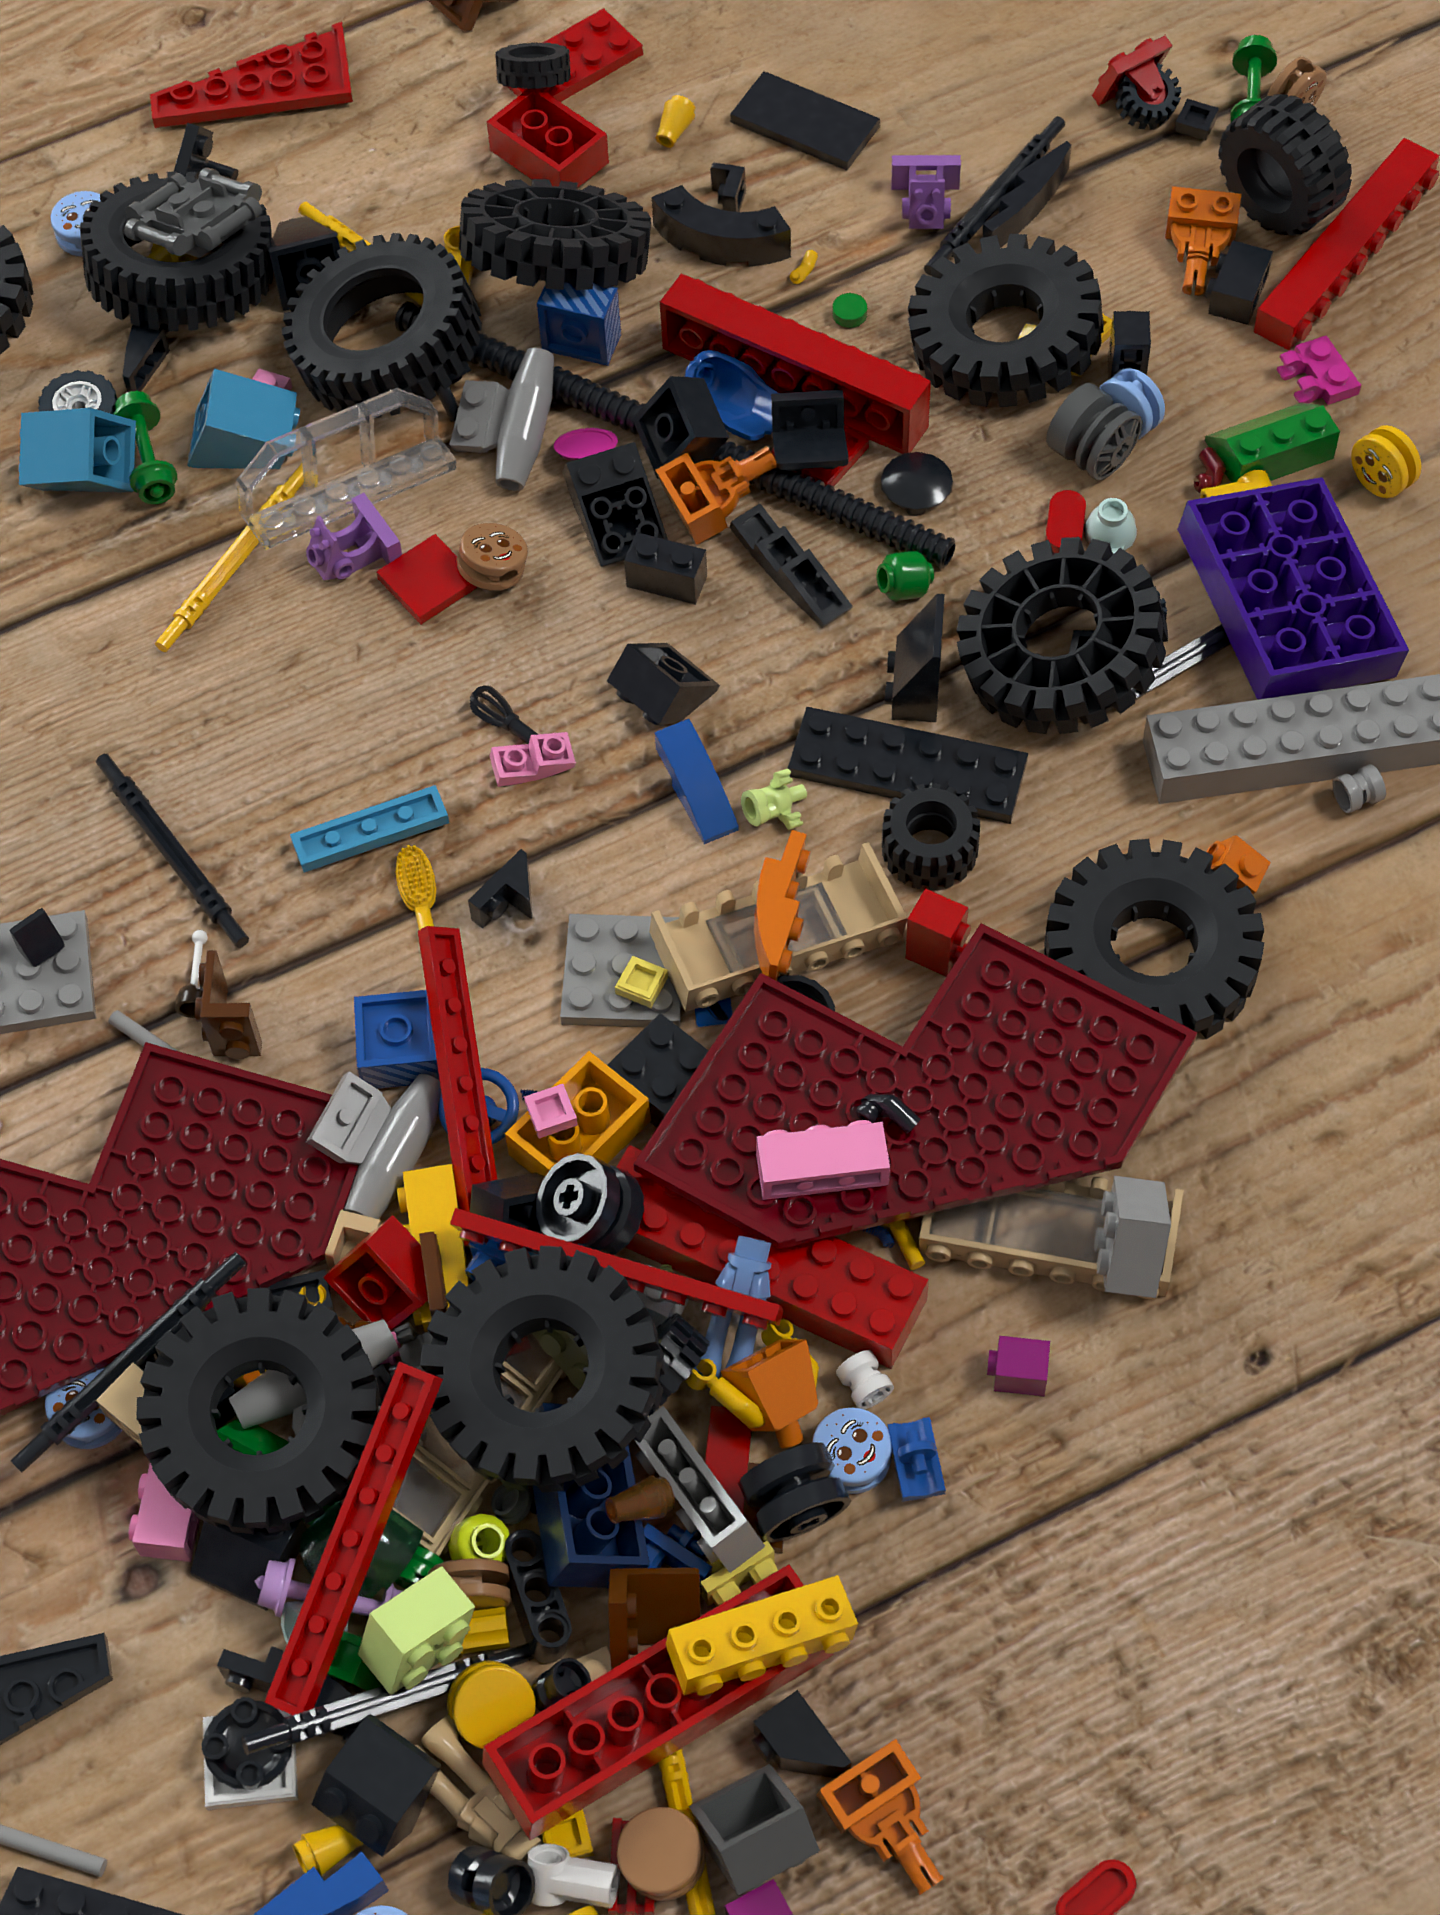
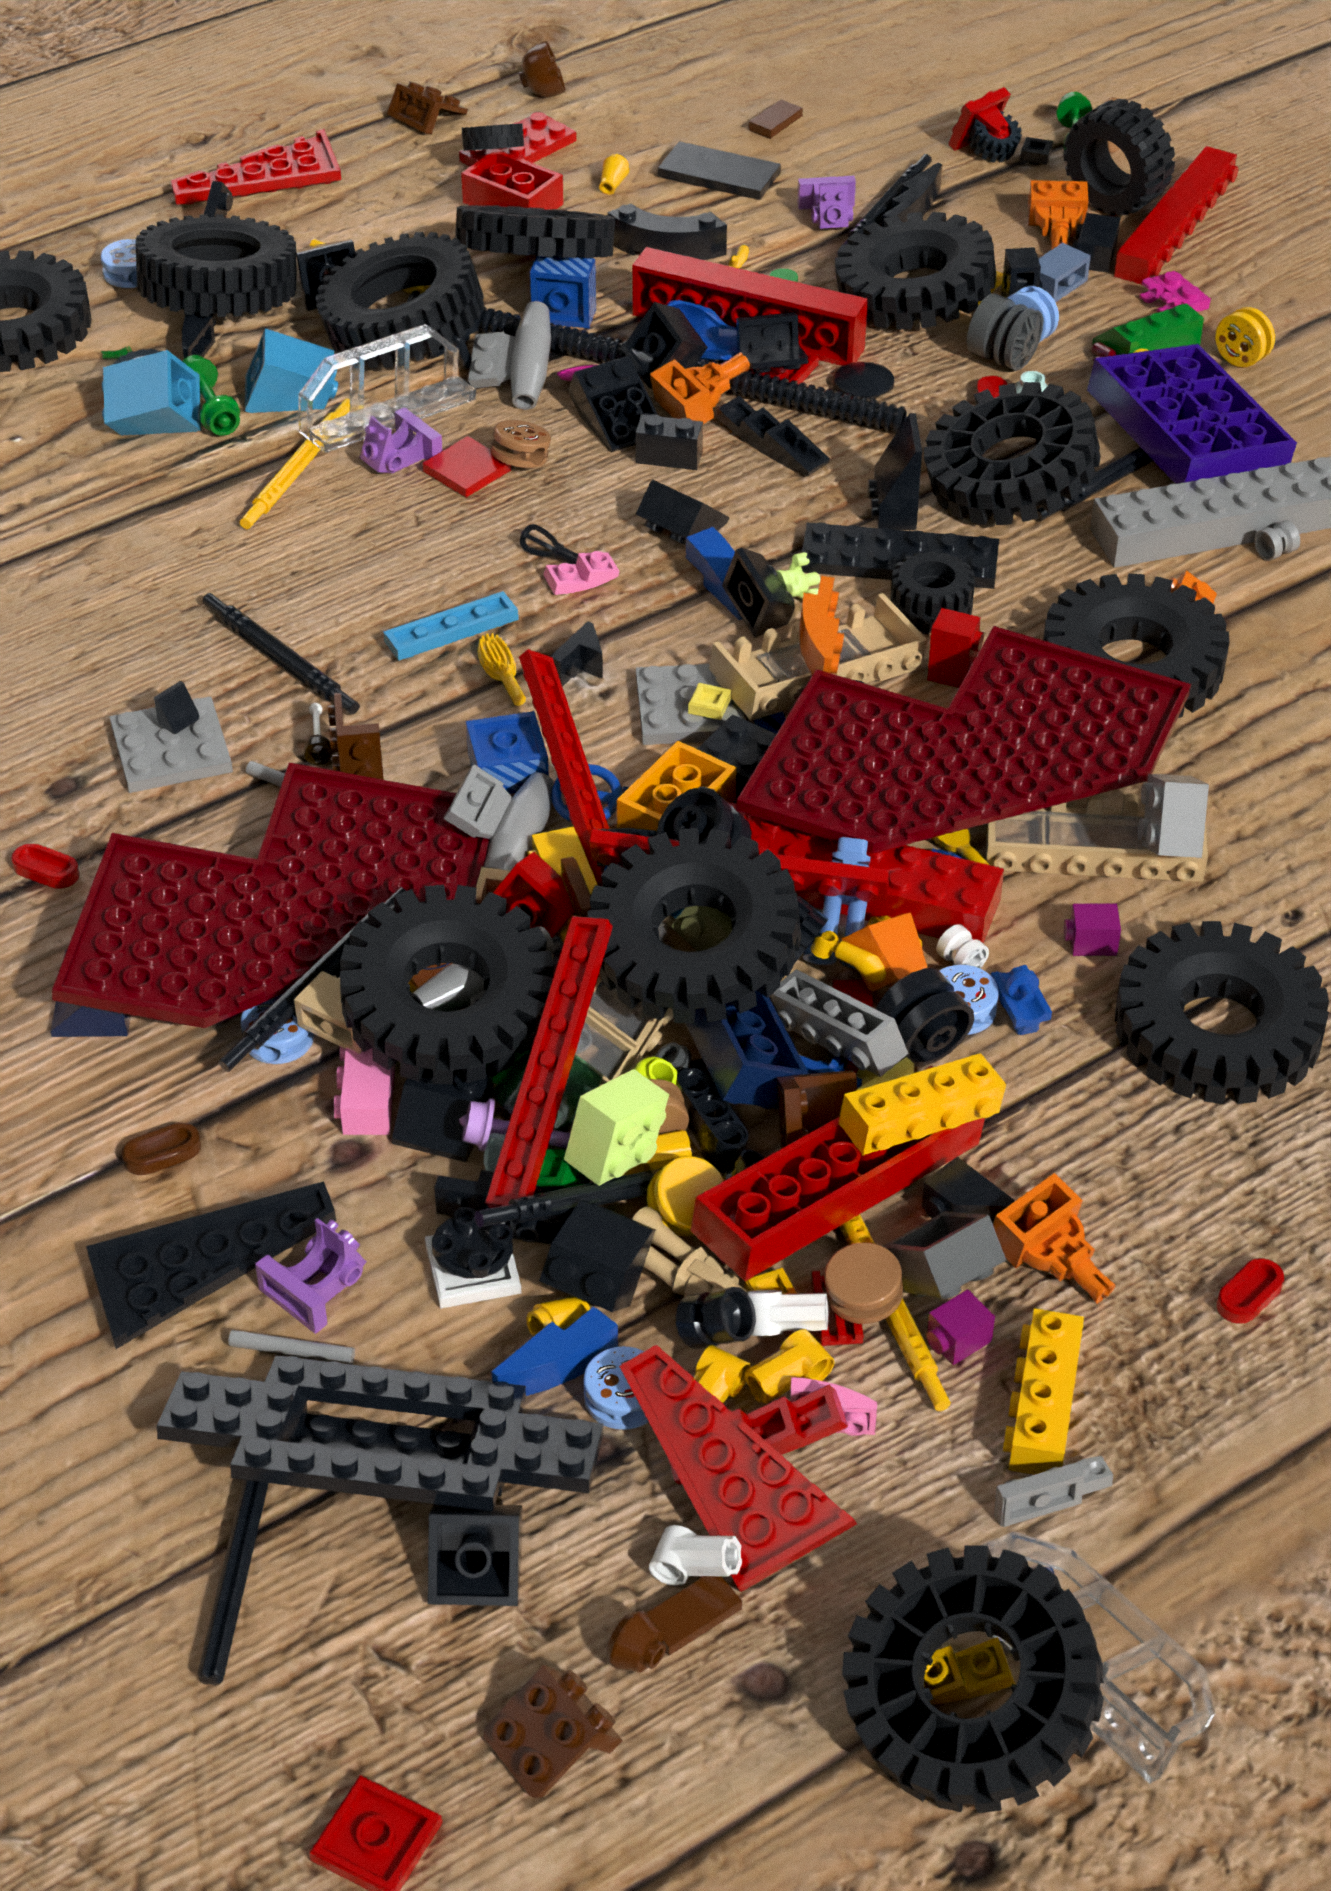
camera: 10 degrees left, 15 degrees down
(53, 1774) = (326, 1253): none -> medium lavender tile
(63, 361) = (110, 354): none -> green leg
(194, 215) = (233, 232): dark grey brick -> none
(550, 1111) = (655, 776): bright pink plate -> none
(643, 1501) = (796, 1027): clear orange cone -> none
(726, 824) = (757, 592): none -> black slope
(730, 185) = (665, 203): black bracket -> none
(822, 1159) = (900, 779): bright pink brick -> none
(887, 1107) = (946, 742): black arm -> none
(888, 38) = (775, 118): none -> reddish brown tile
(904, 575) = (869, 434): green head -> none
(1155, 1436) = (1190, 967): none -> black tyre
(1183, 329) = (1063, 270): none -> sand blue brick

